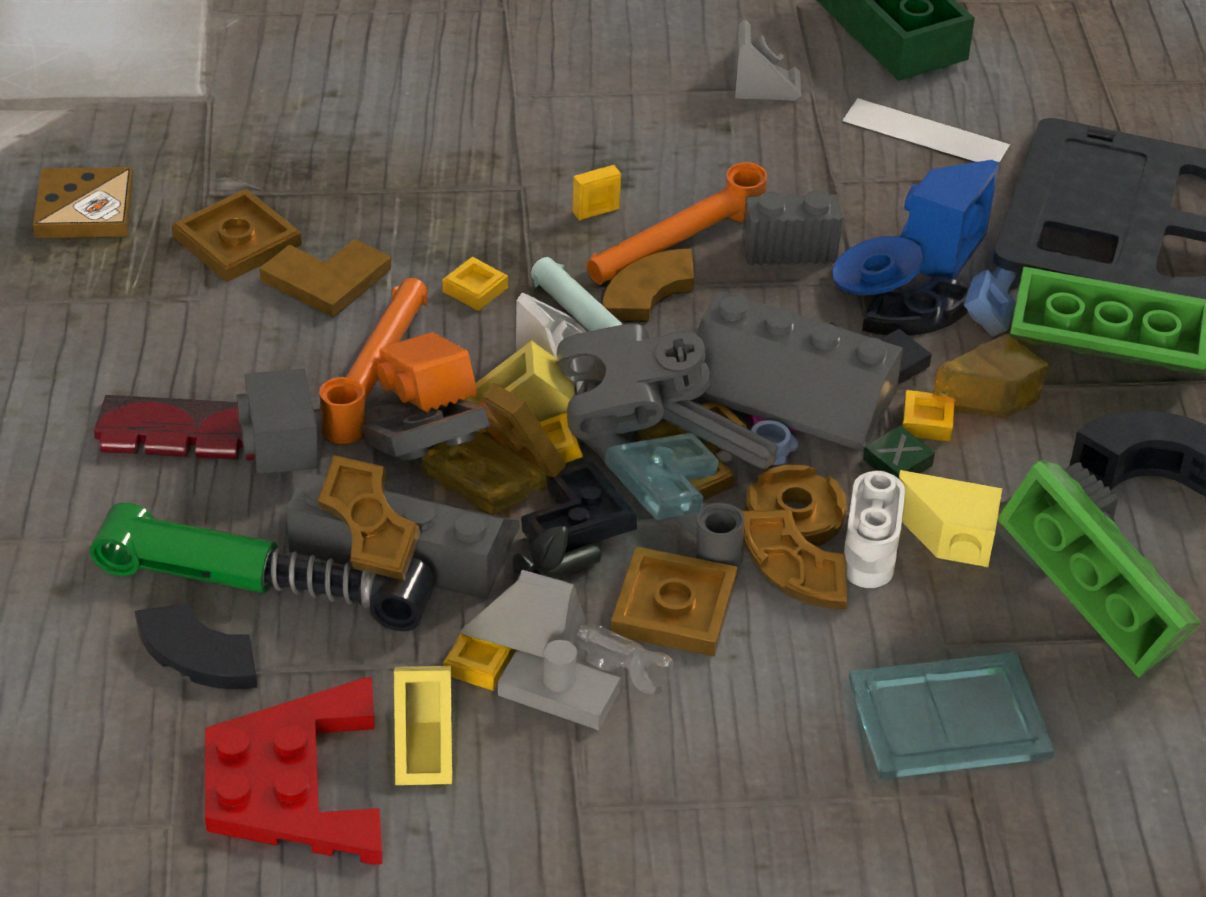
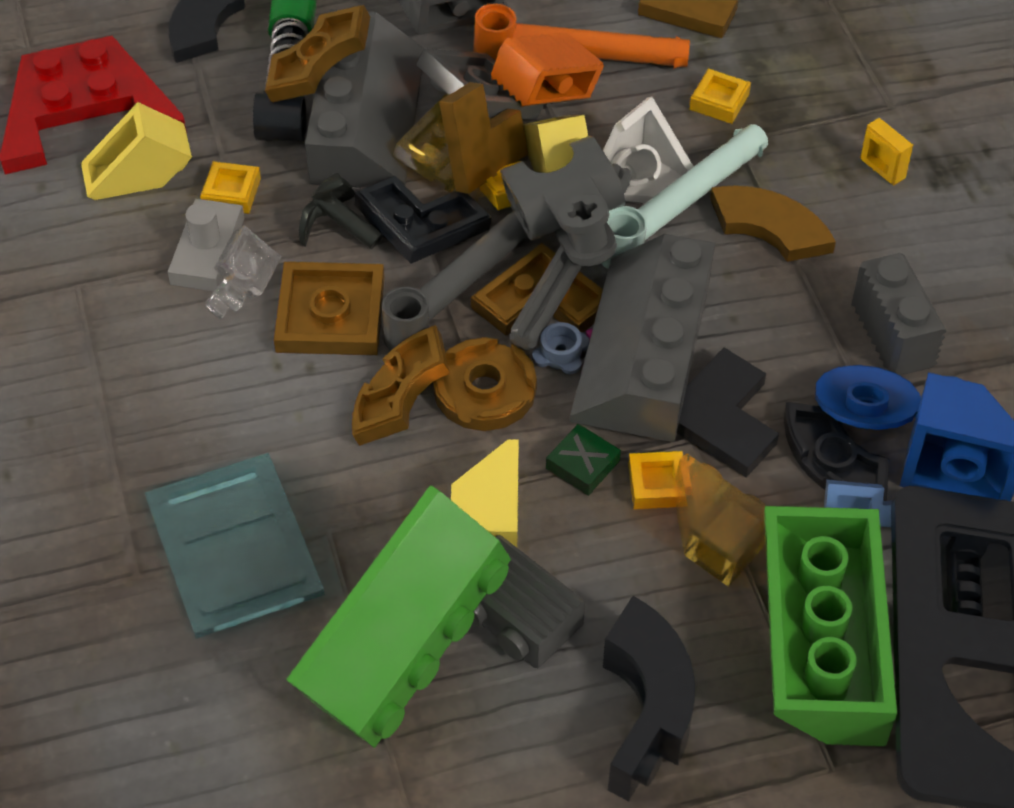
camera: 80 degrees right, 10 degrees up
(530, 615) = (262, 208): light grey slope -> none
(660, 471) = (465, 244): clear light blue tile -> none
(742, 181) = (941, 262): orange piece -> none
(873, 529) = (443, 435): white brick -> none

